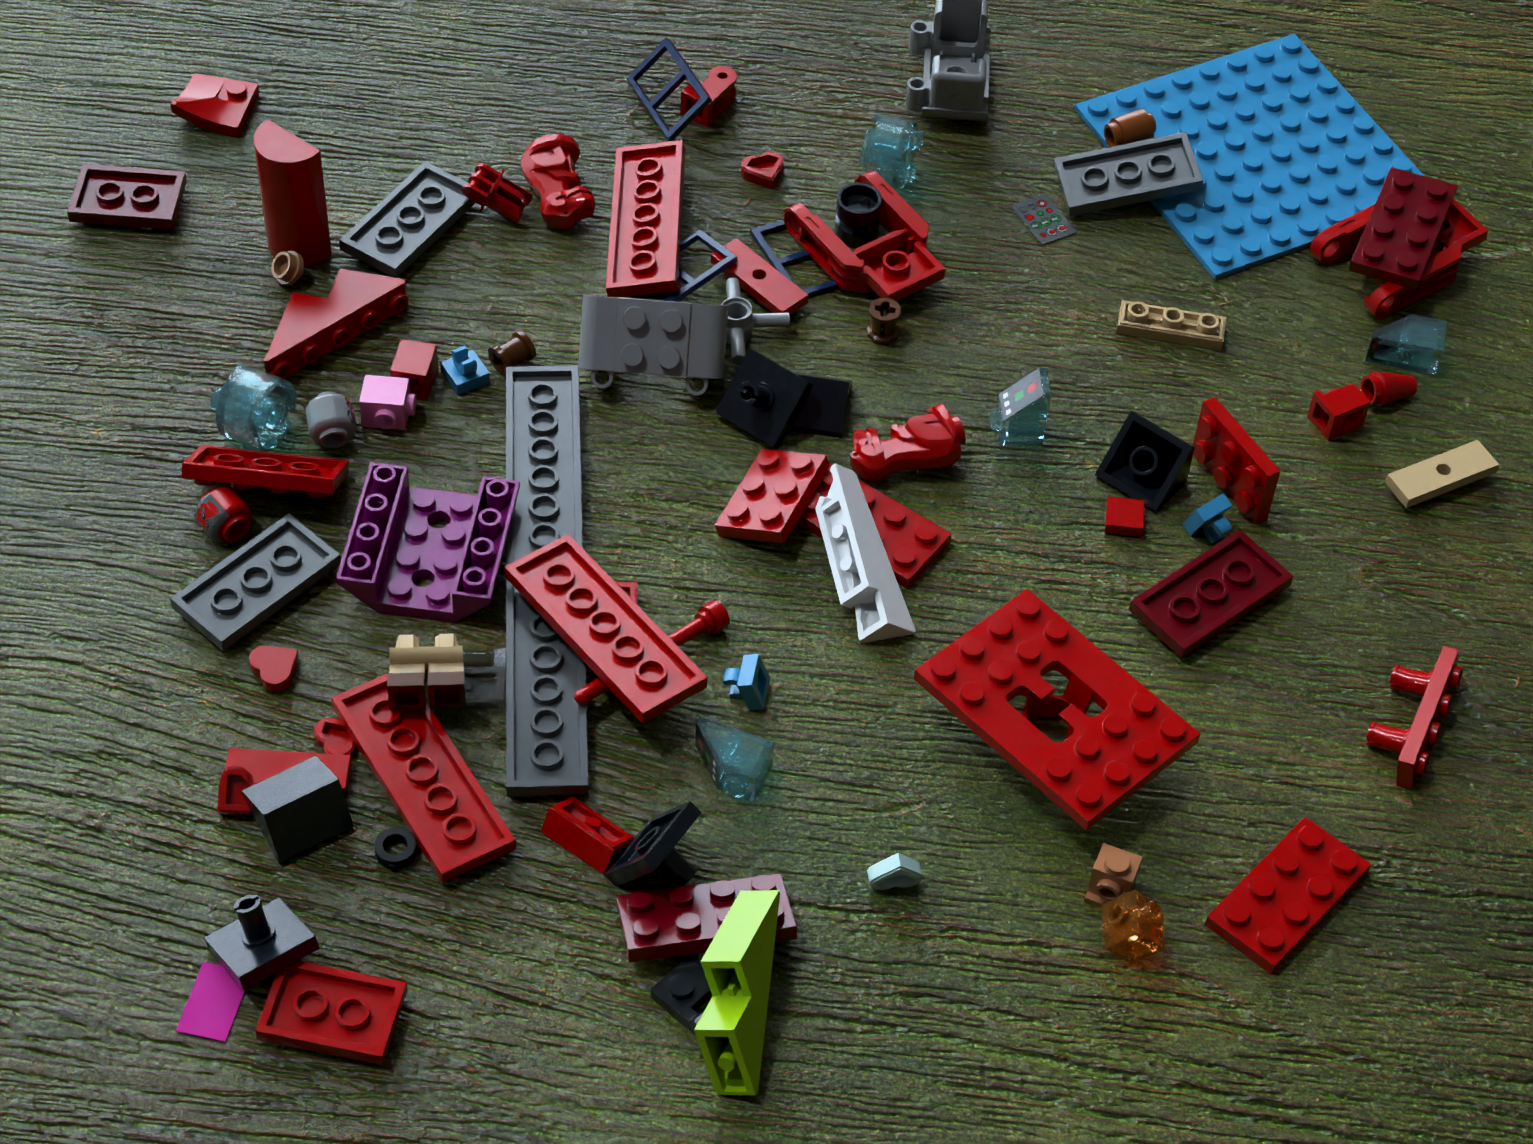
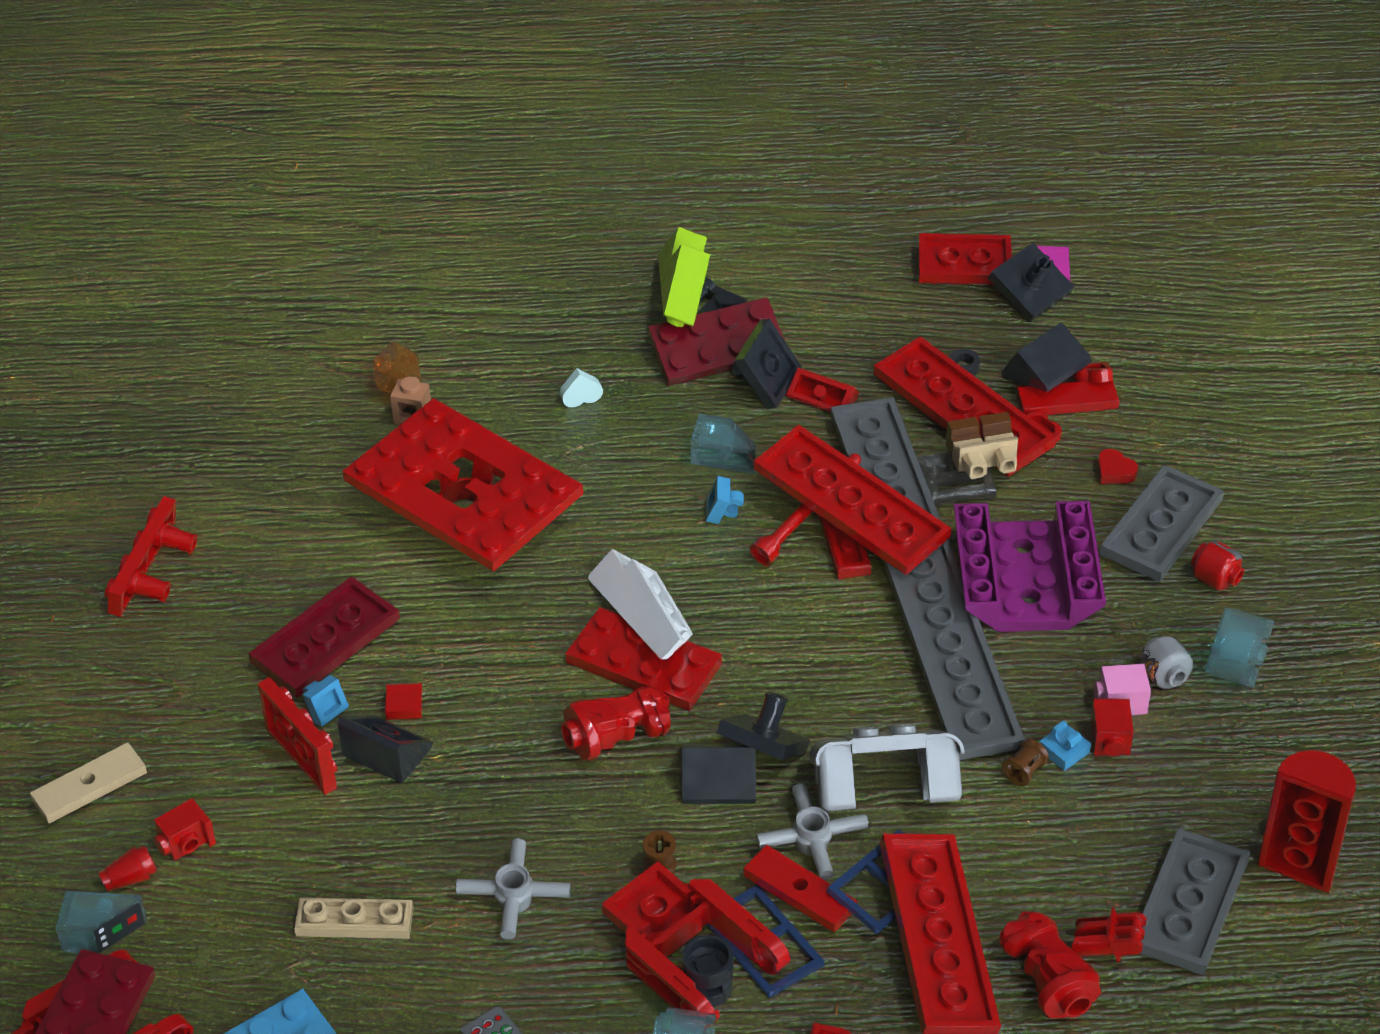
camera: 175 degrees right, 5 degrees down
(265, 469) = (1193, 596): red plate -> none
(320, 324) = (1221, 761): red slope -> none
(772, 495) = (735, 657): red plate -> none
(1023, 314) = (513, 888): none -> light grey bar
(1023, 410) = (507, 763): clear light blue slope -> none
(1287, 895) = (273, 426): red plate -> none

